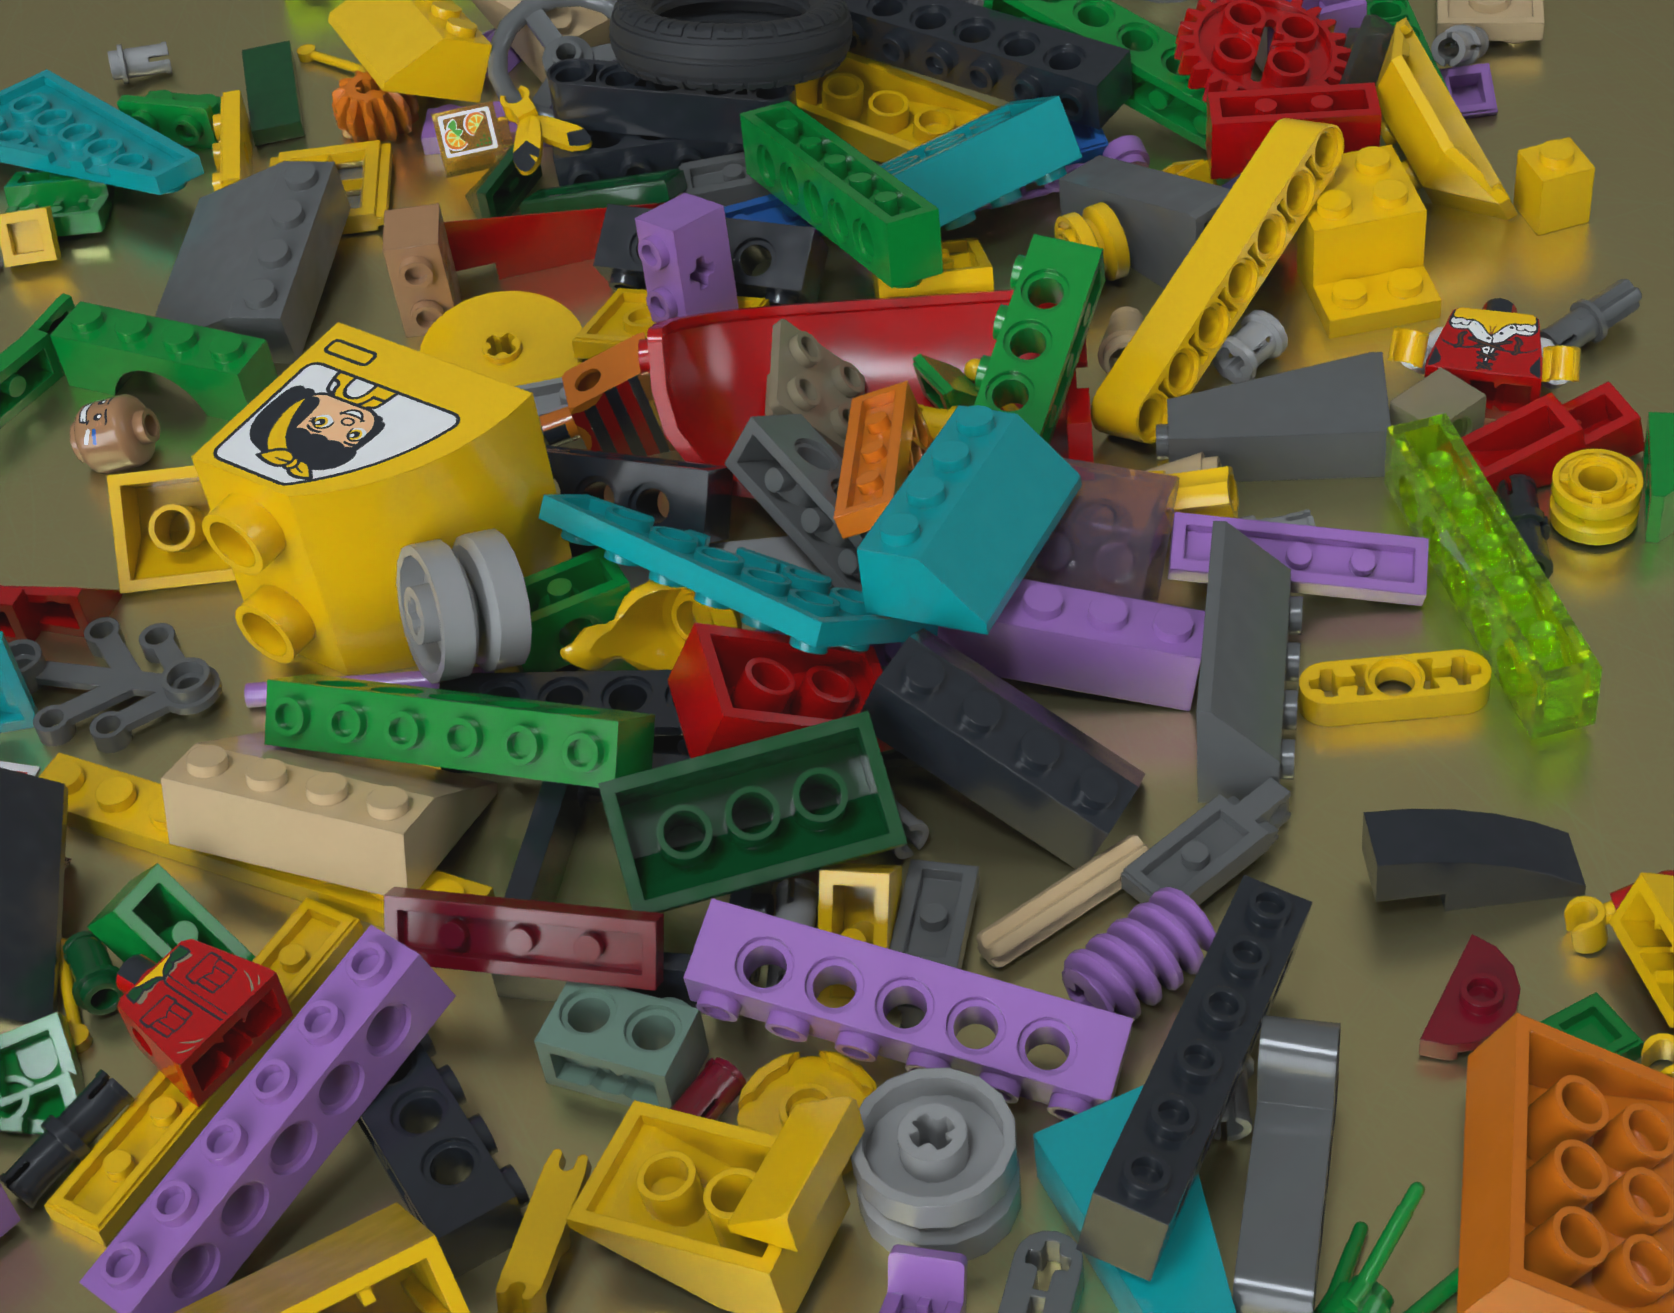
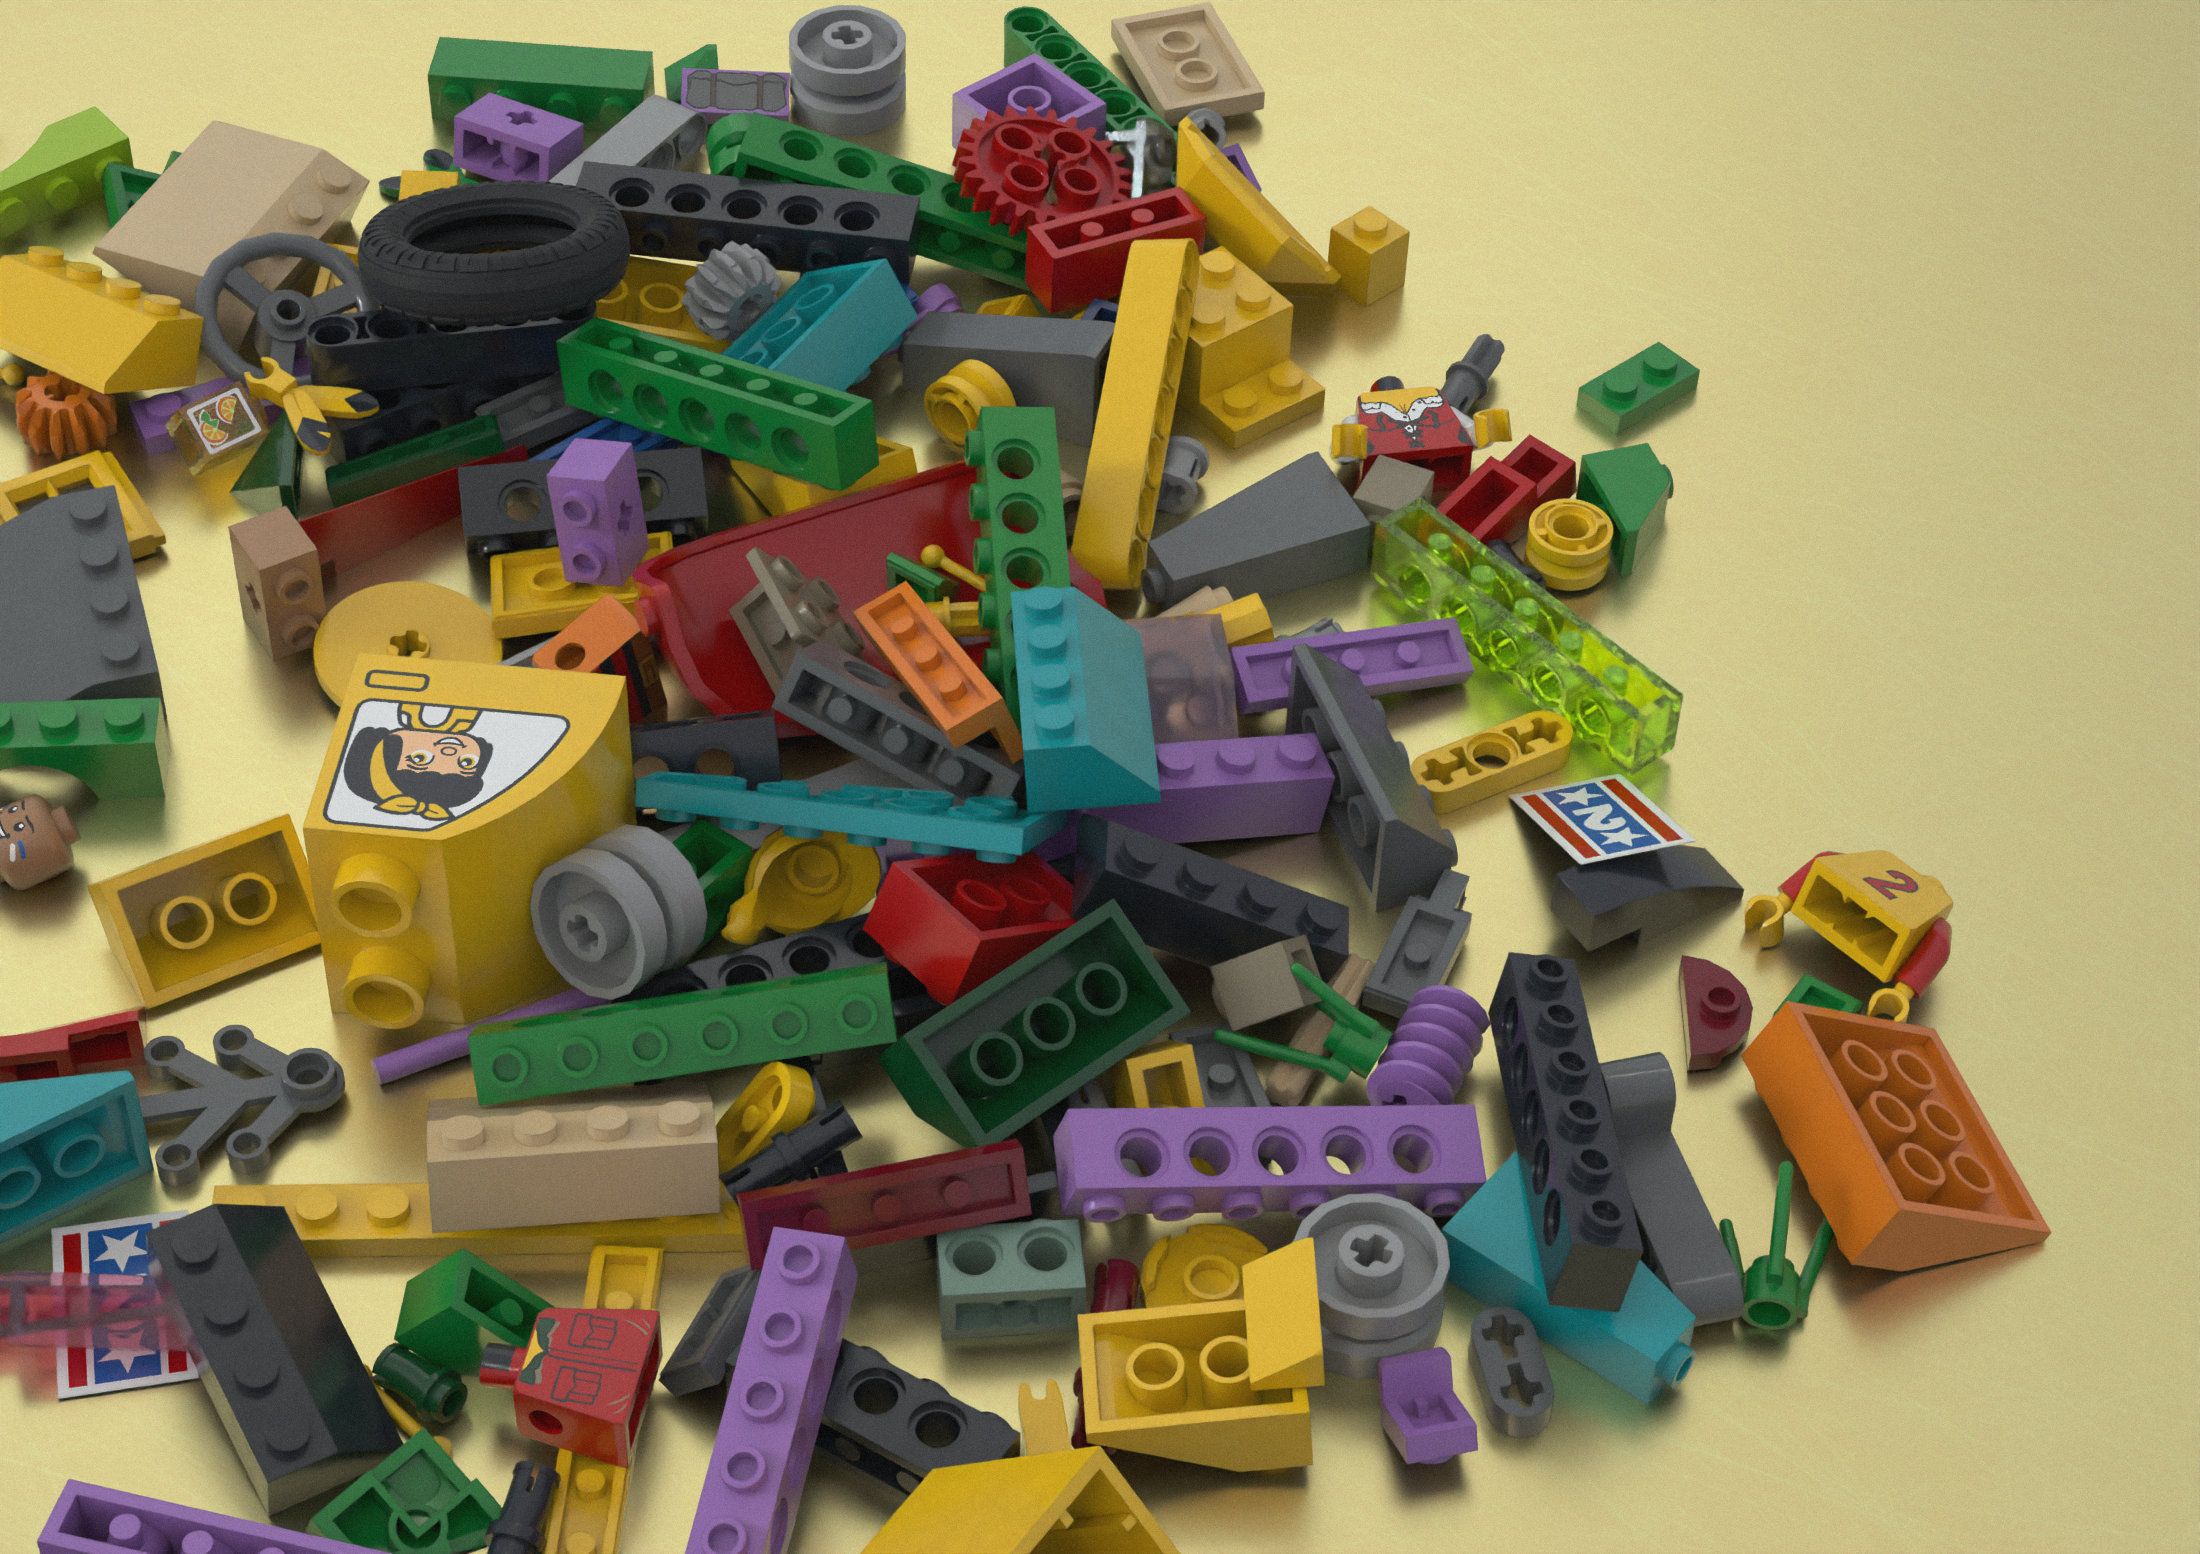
camera: 35 degrees left, 0 degrees up
(488, 867) = (794, 1153): none -> black pin
(489, 835) = (773, 1101): none -> yellow plate
(930, 102) = (731, 291): none -> light grey gear
(1012, 837) = (1262, 984): none -> dark tan brick
(1068, 914) = (1353, 1039): none -> green plant
(1462, 773) = (1601, 819): none -> sticker

